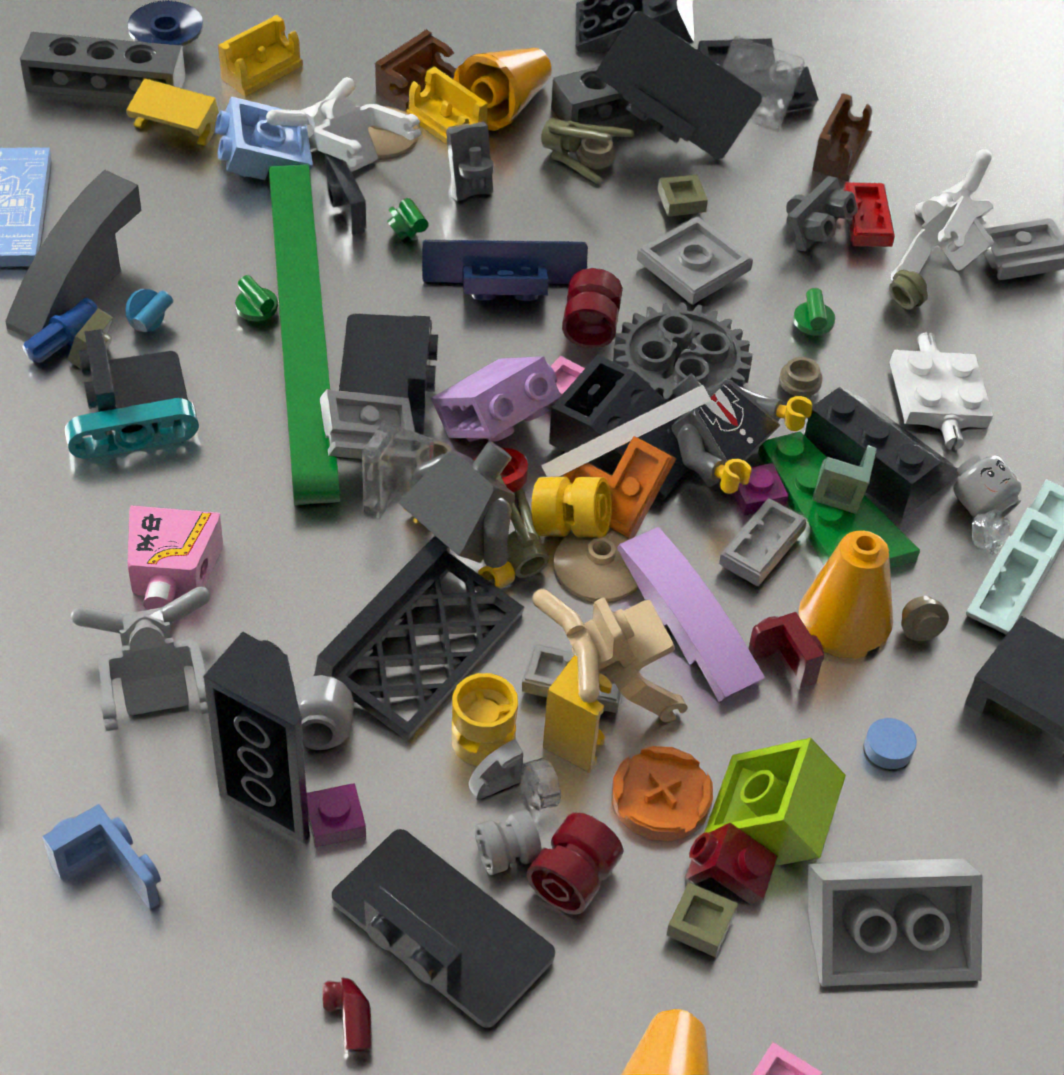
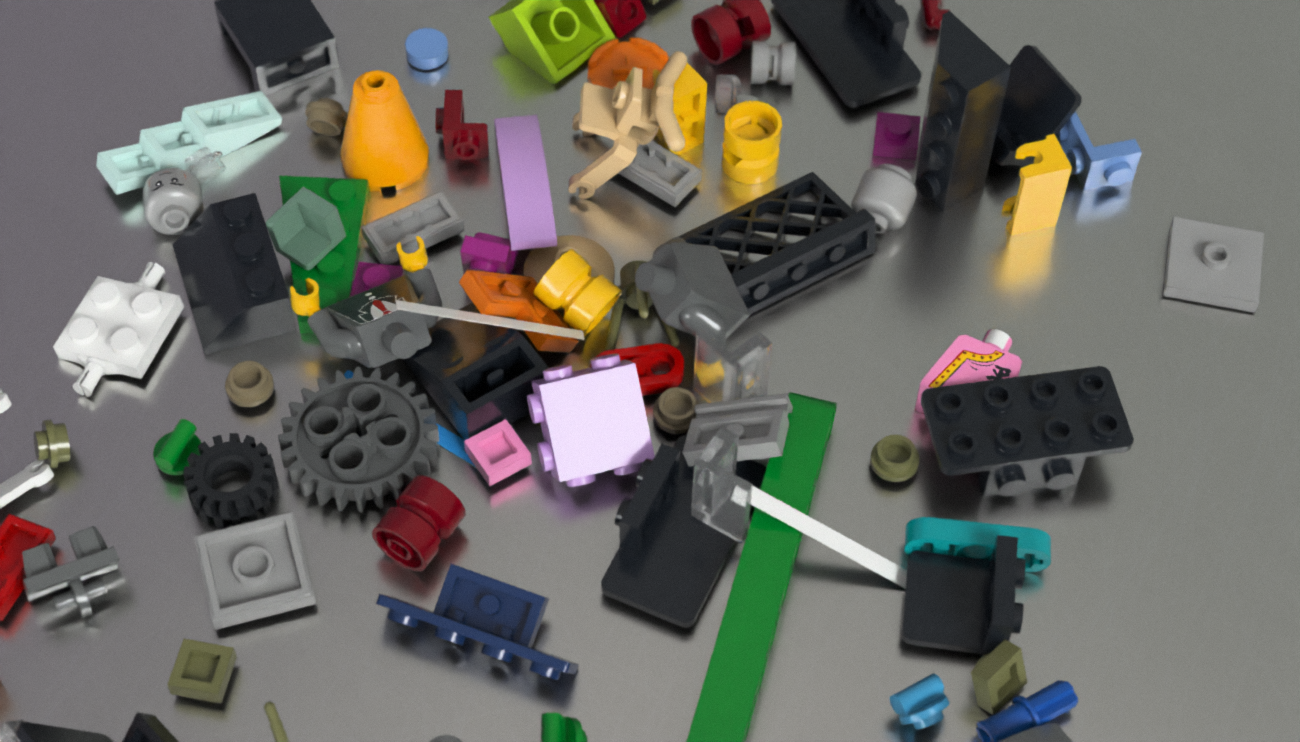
camera: 155 degrees left, 5 degrees up
(109, 506) = (1026, 428): none -> black bracket
(149, 659) = (1022, 272): light grey piece -> none
(151, 747) = (1040, 187): none -> yellow hinge
(208, 850) = (1034, 105): none -> black bracket
(226, 480) = (895, 458): none -> olive plate
(254, 301) = (788, 681): green plate -> none
(269, 381) = (828, 537): none -> white sticker
(356, 353) = (718, 493): none -> clear panel
(674, 512) = (487, 254): none -> magenta bracket
(761, 290) = (224, 458): none -> black tyre

